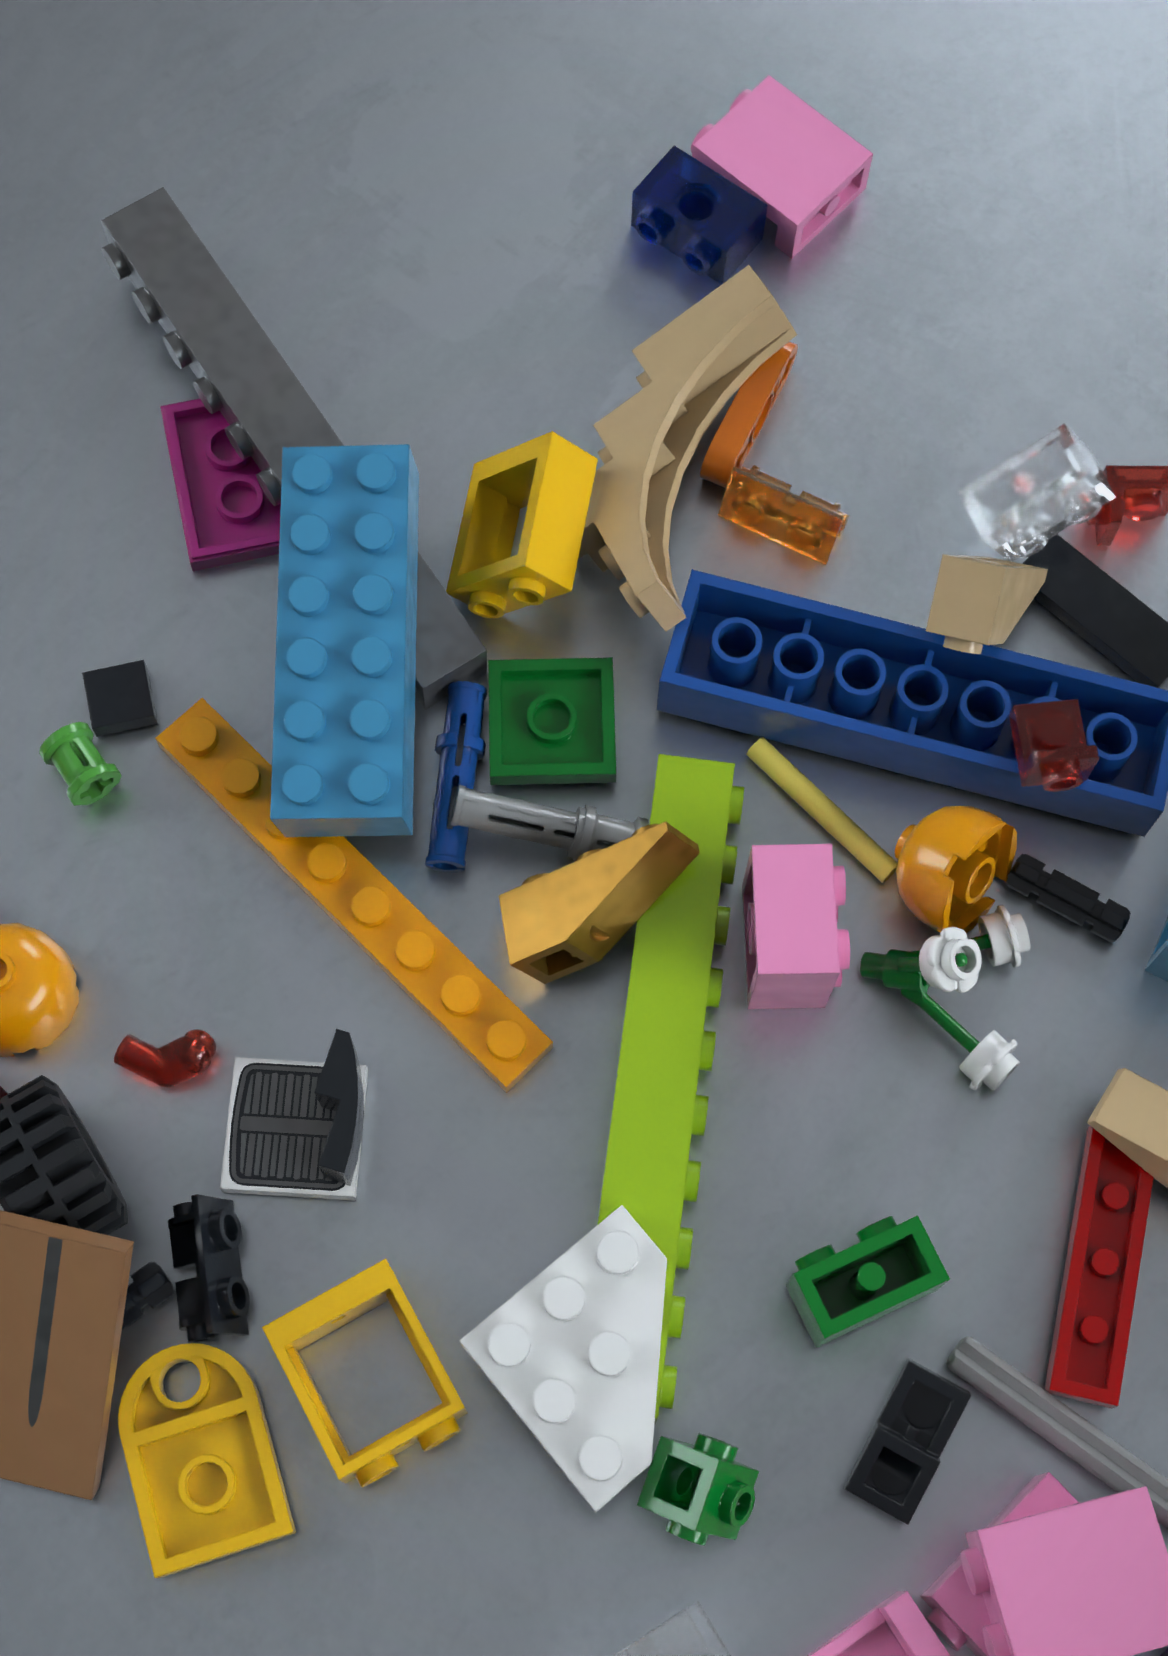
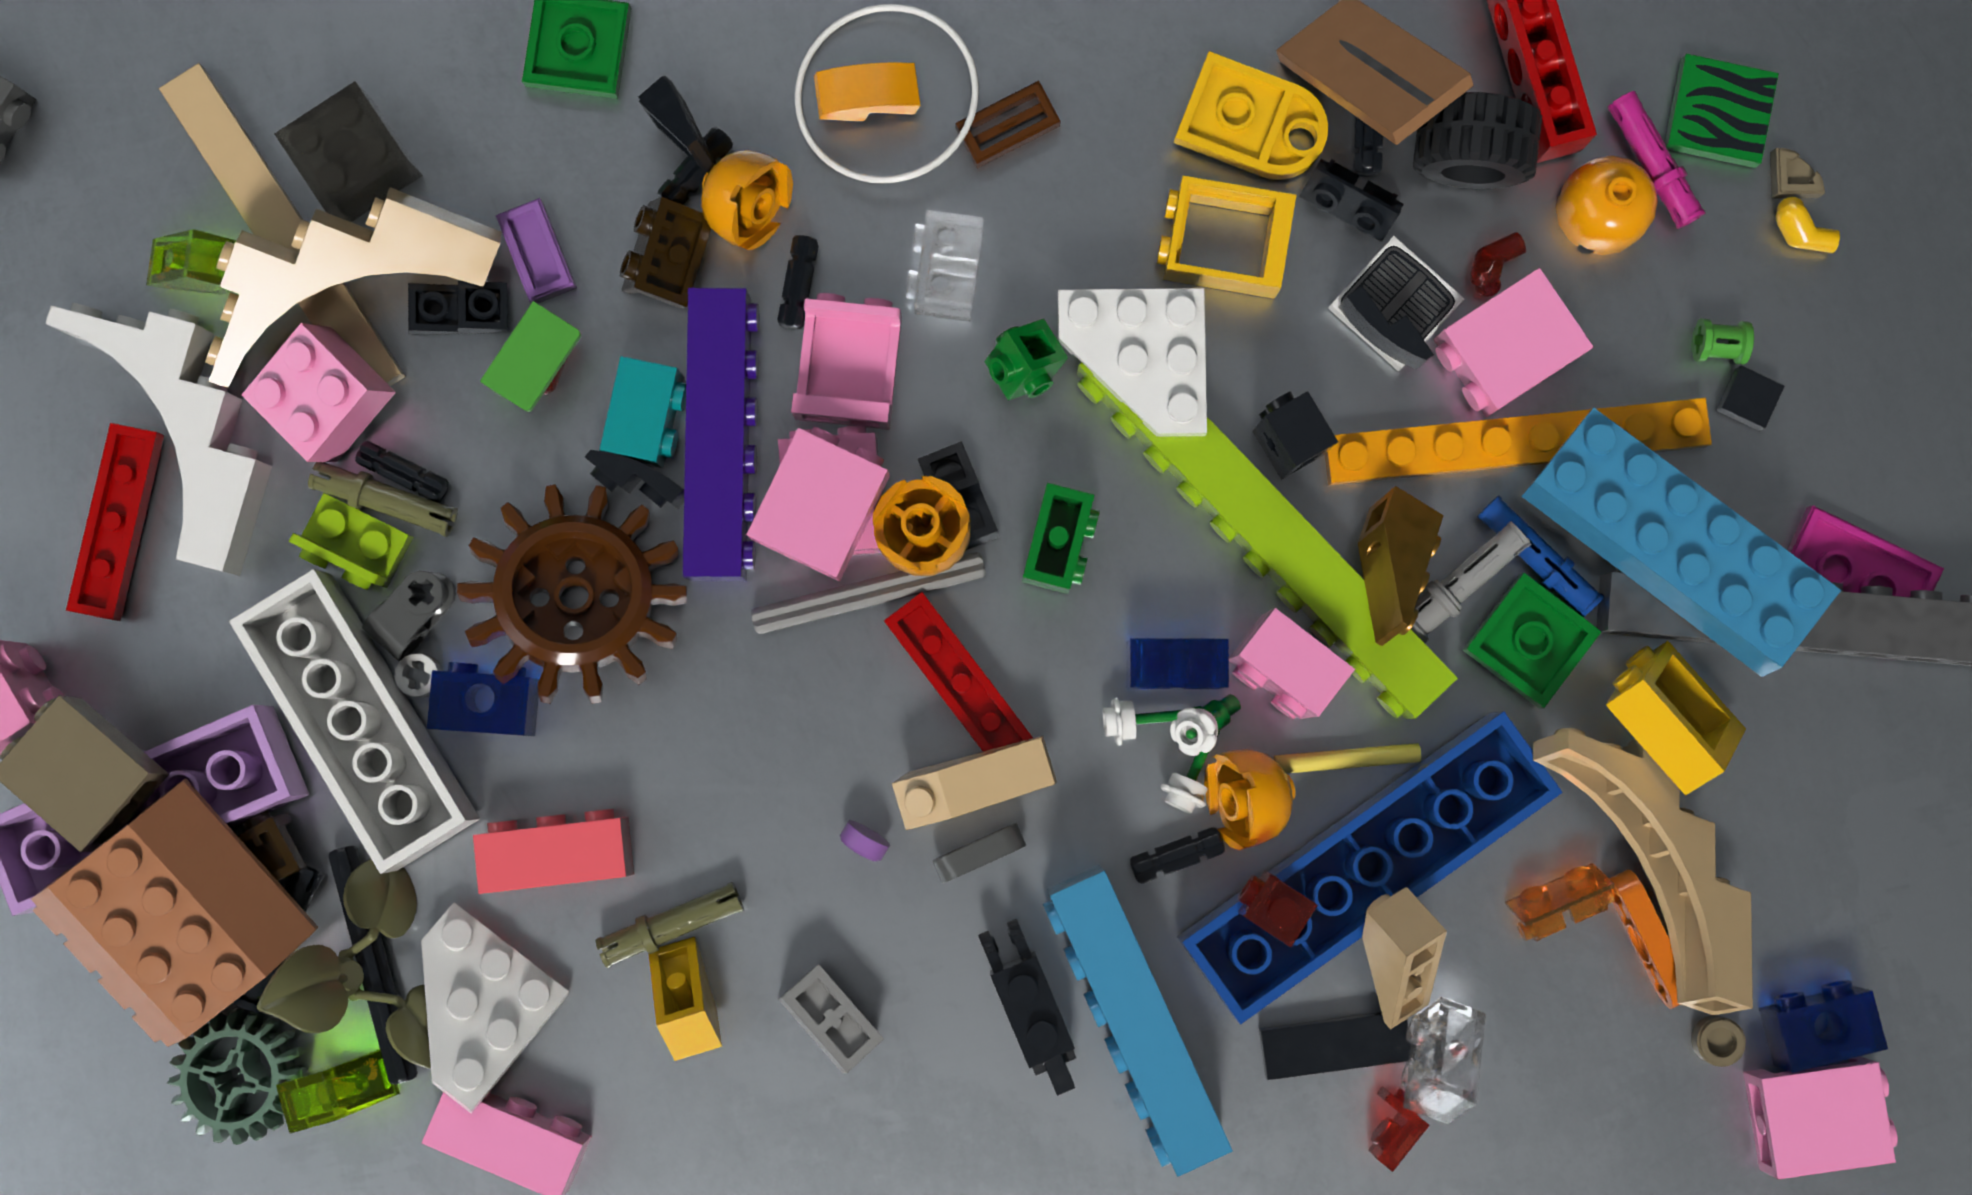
camera: 130 degrees right, 15 degrees up
(249, 969) = (1511, 343): none -> bright pink brick
(541, 1113) = (1293, 433): none -> black brick
(791, 289) = (1718, 1040): none -> dark tan tile
(884, 1047) = (1177, 664): none -> clear blue brick
(991, 1445) = (922, 526): none -> light orange cylinder

